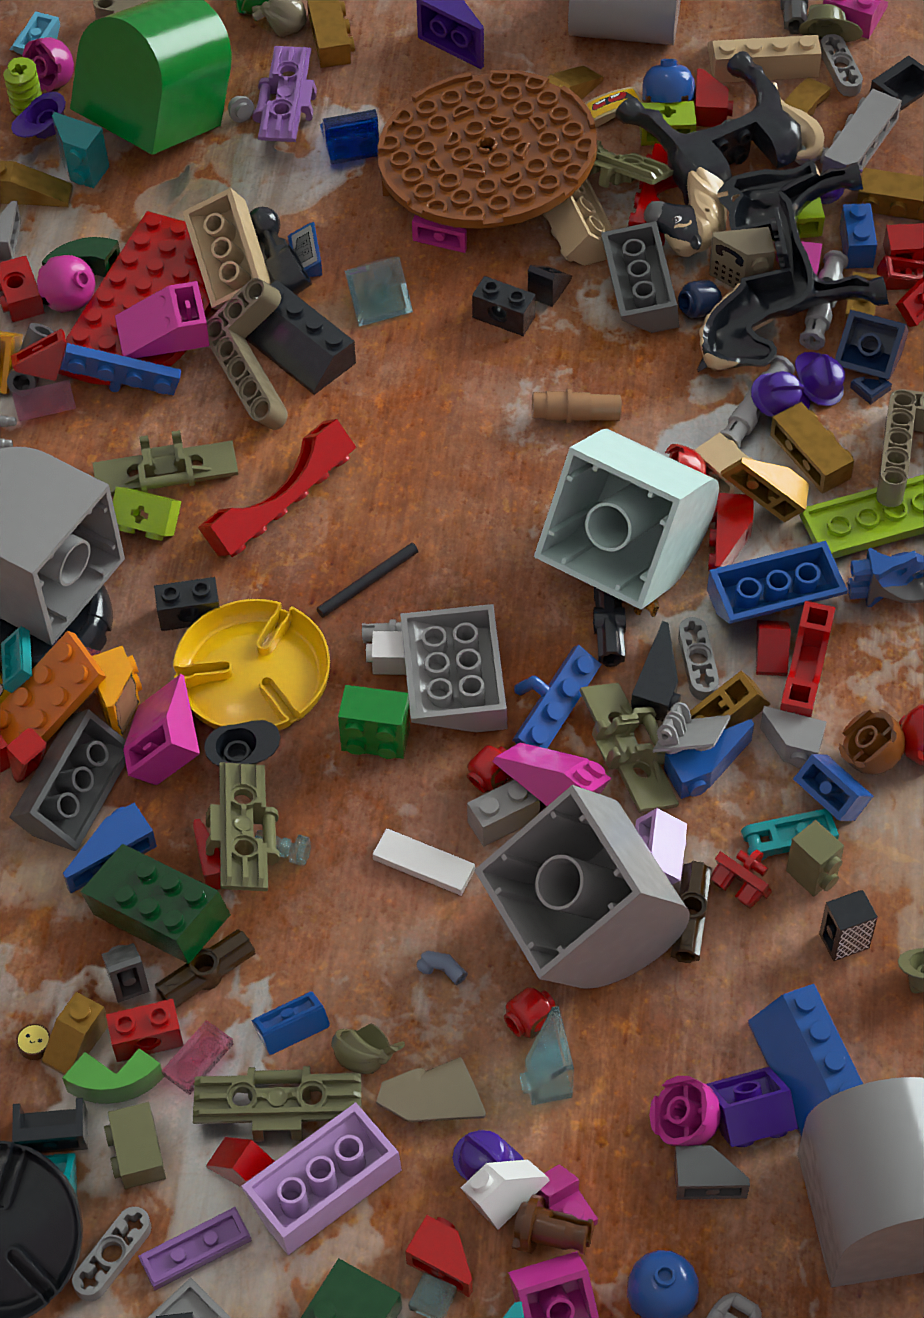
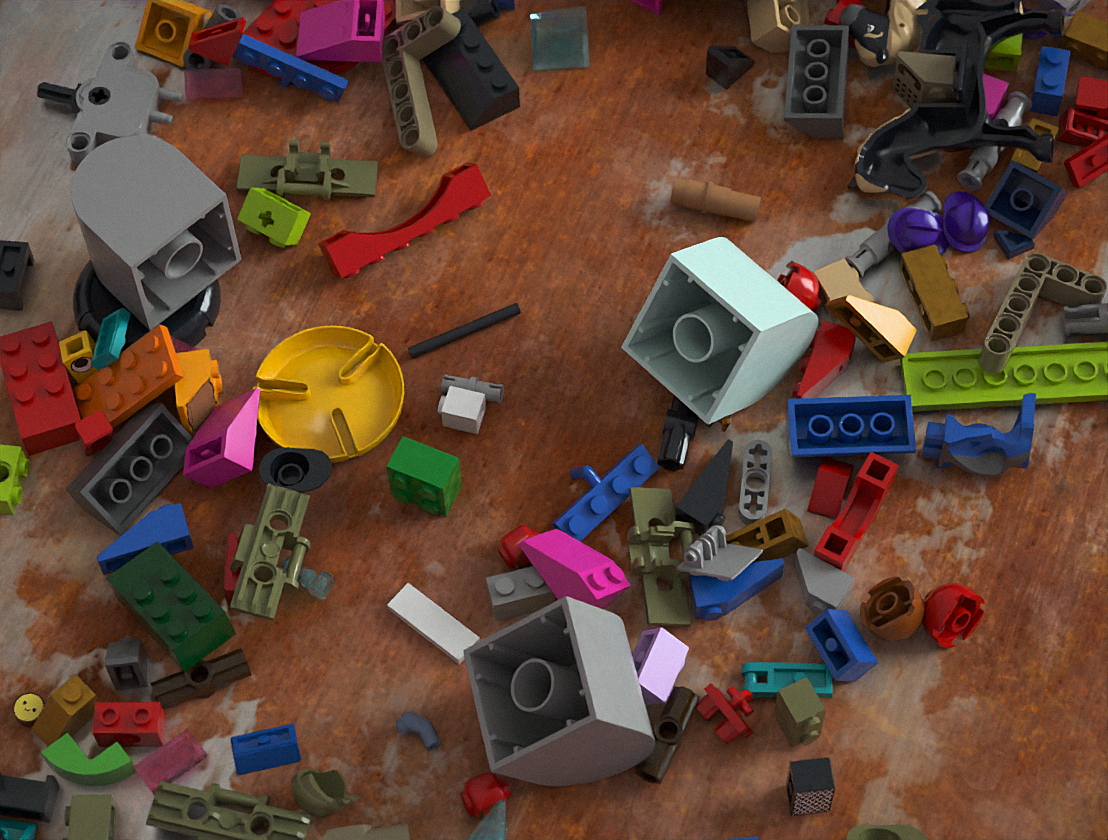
camera: 15 degrees right, 5 degrees up
(185, 602) = (285, 315): black brick -> none
(454, 668) = (515, 441): light grey slope -> none
(503, 306) = (676, 80): black brick -> none
(698, 298) = (870, 112): dark blue head -> none

